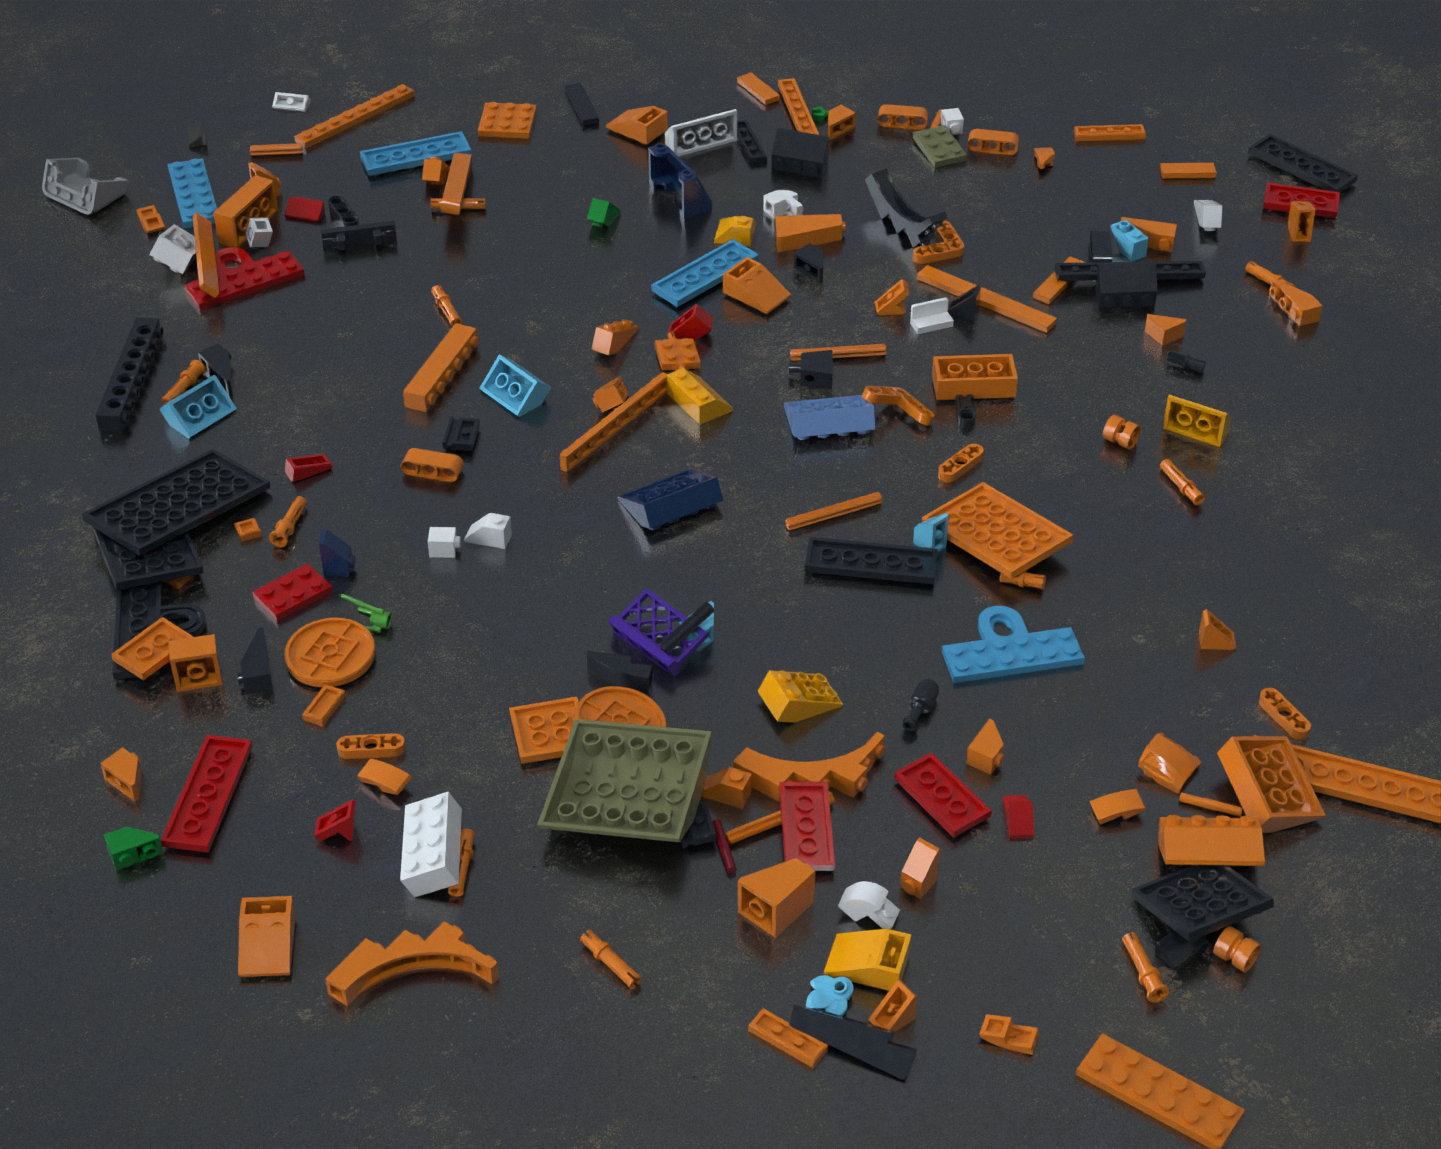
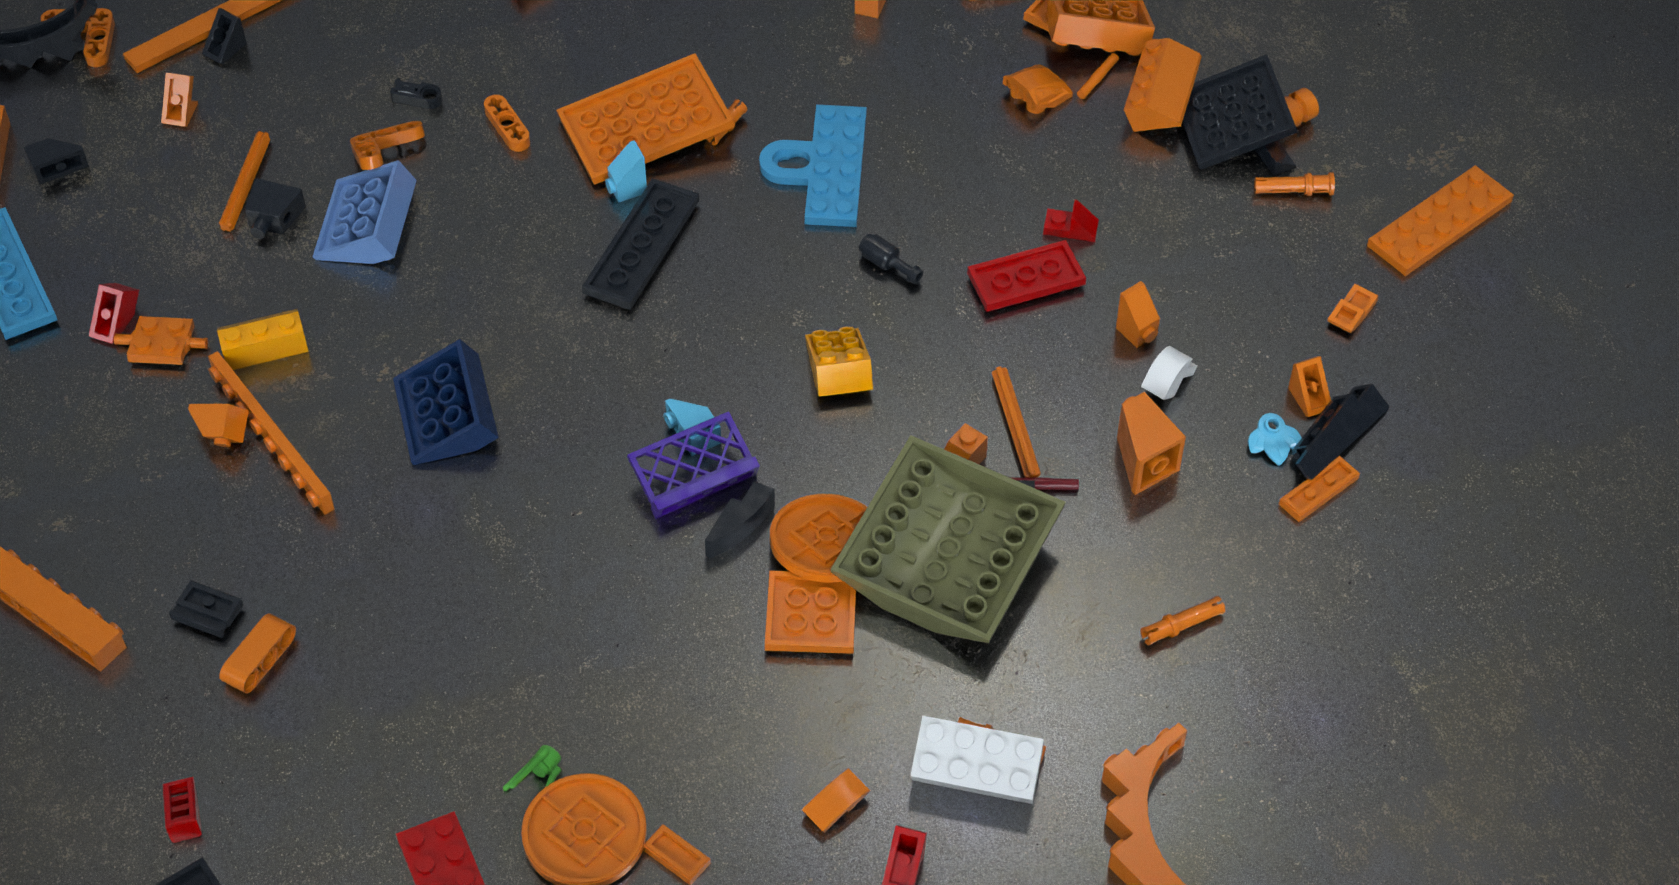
camera: 75 degrees left, 10 degrees up
(285, 526) = (307, 851): orange pin -> none
(335, 555) = (407, 794): dark blue slope -> none
(354, 752) = (775, 822): orange beam -> none
(443, 542) = (424, 665): white brick -> none
(491, 531) = (425, 609): white slope -> none
(514, 386) = (139, 529): medium azure slope -> none
(612, 337) = (90, 397): orange slope -> none
(686, 627) = (715, 428): black axle -> none
(754, 285) = (72, 226): orange slope -> none
(807, 824) = (1046, 397): red plate -> none
(833, 511) = (538, 257): orange axle -> none
(843, 773) = (963, 402): orange arch -> none
(870, 957) = (1241, 389): light orange slope -> none
(930, 316) = (230, 77): white panel -> none
(974, 375) = (371, 65): orange brick -> none
(986, 749) = (973, 220): orange slope -> none
(1117, 804) = (1085, 142): orange slope -> none

